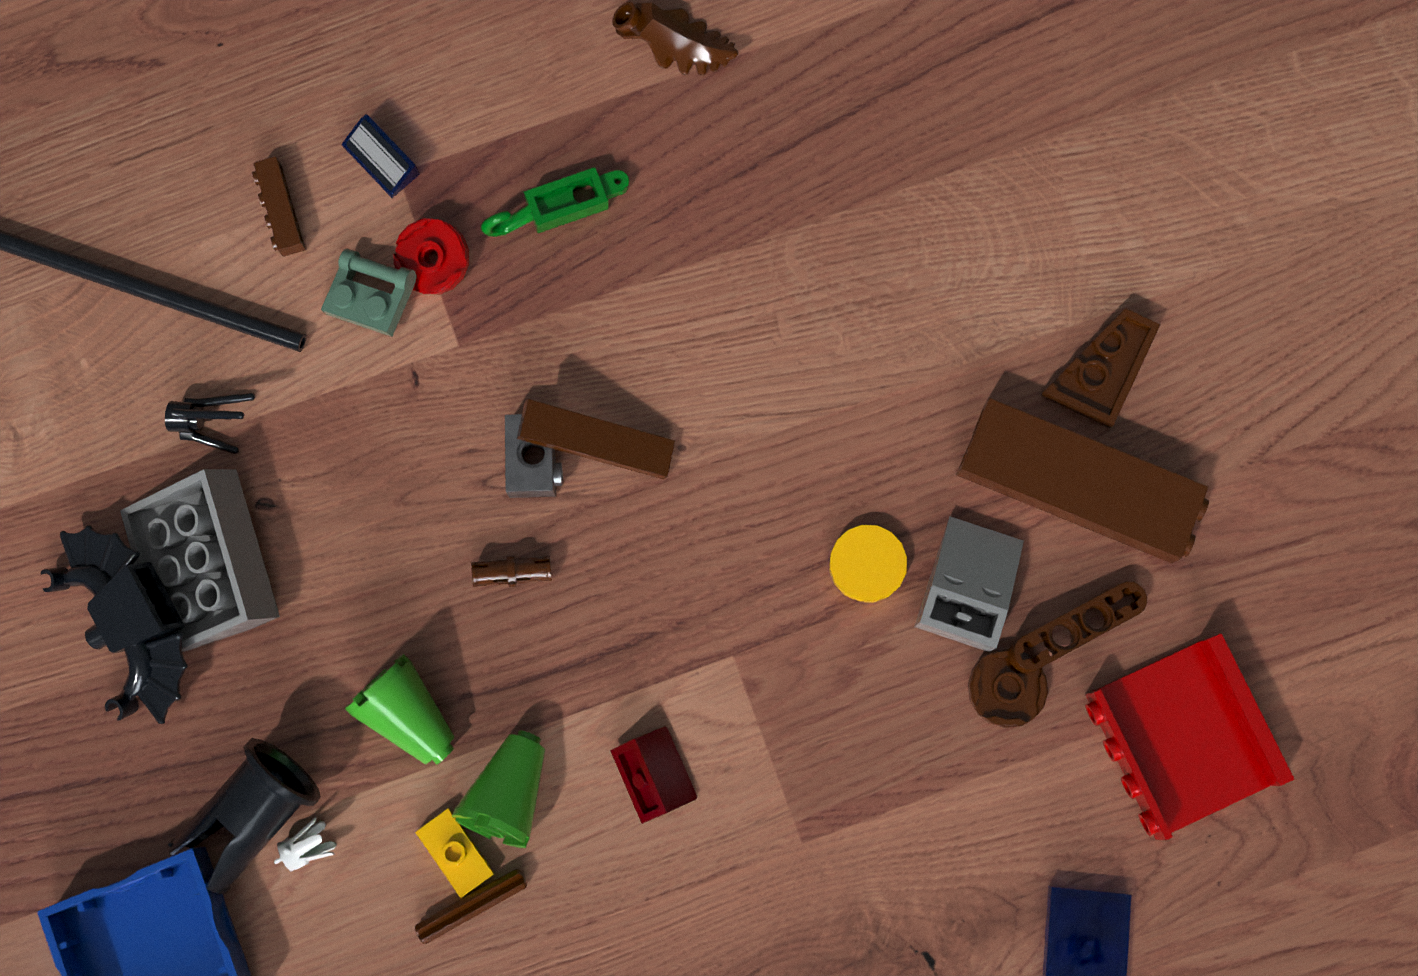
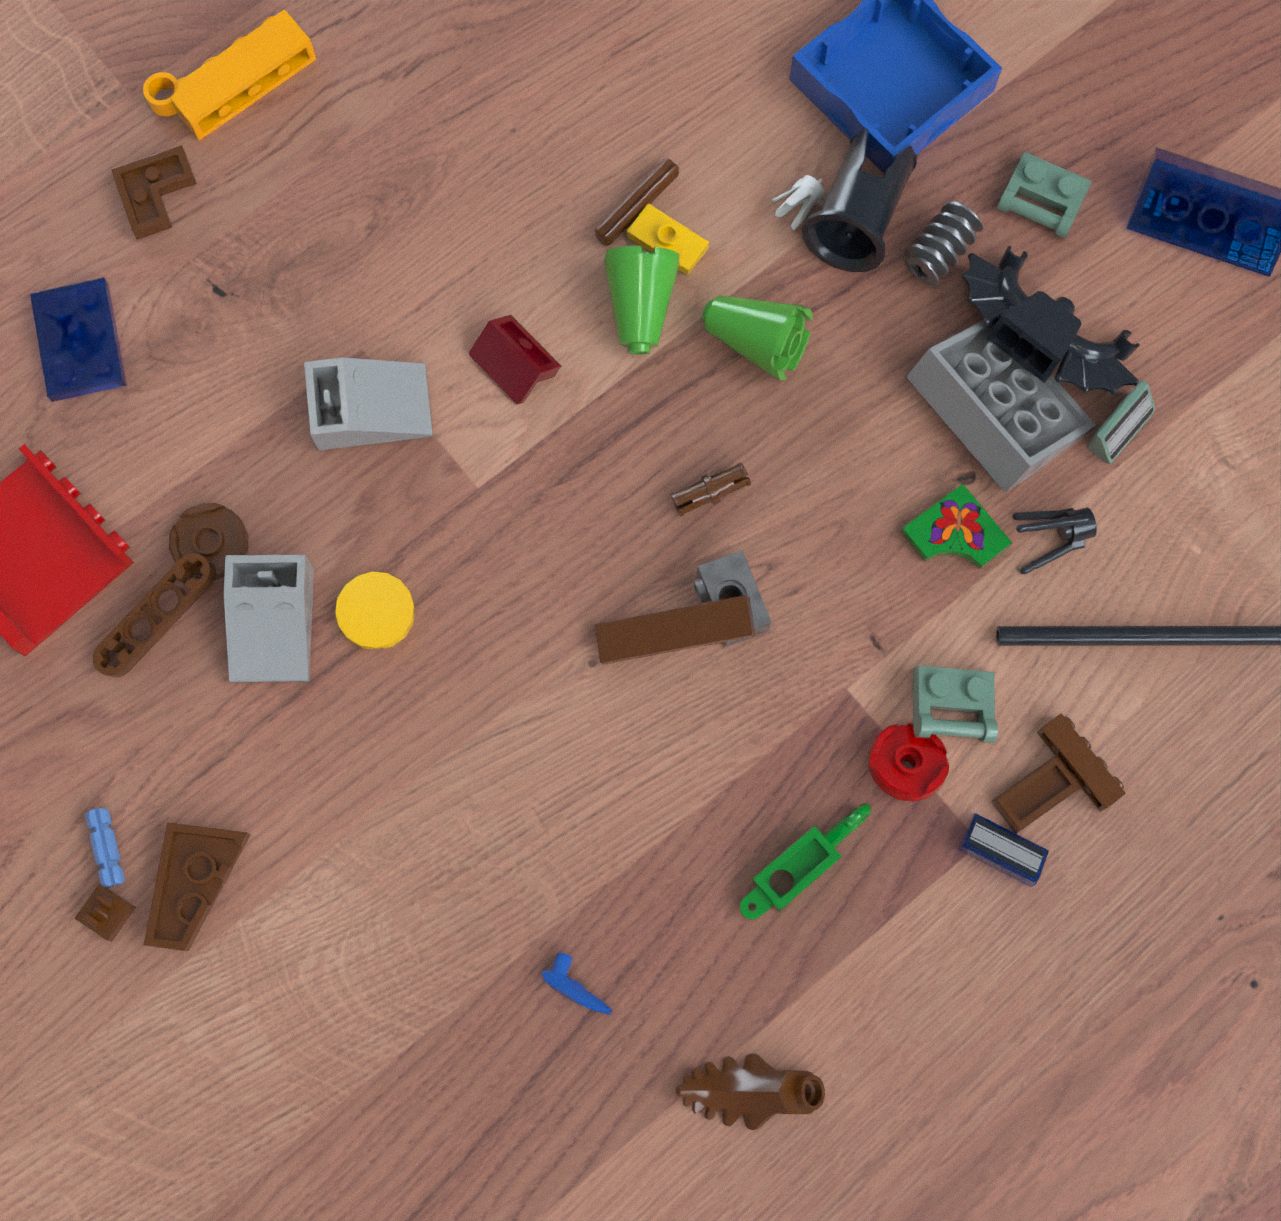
camera: 165 degrees right, 5 degrees down
(48, 776) = (1048, 186): none -> sand green plate
(95, 503) = (1123, 423): none -> slope
(185, 745) = (942, 242): none -> flat silver piece
(294, 456) = (957, 528): none -> green tile
(330, 195) = (1036, 794): none -> reddish brown tile
(806, 178) = (570, 988): none -> blue bar
(813, 772) = (366, 402): none -> light grey slope
(1084, 482) = (184, 756): reddish brown brick -> none
(1175, 426) = (104, 847): none -> medium blue axle
(1187, 369) = (105, 912): none -> reddish brown tile

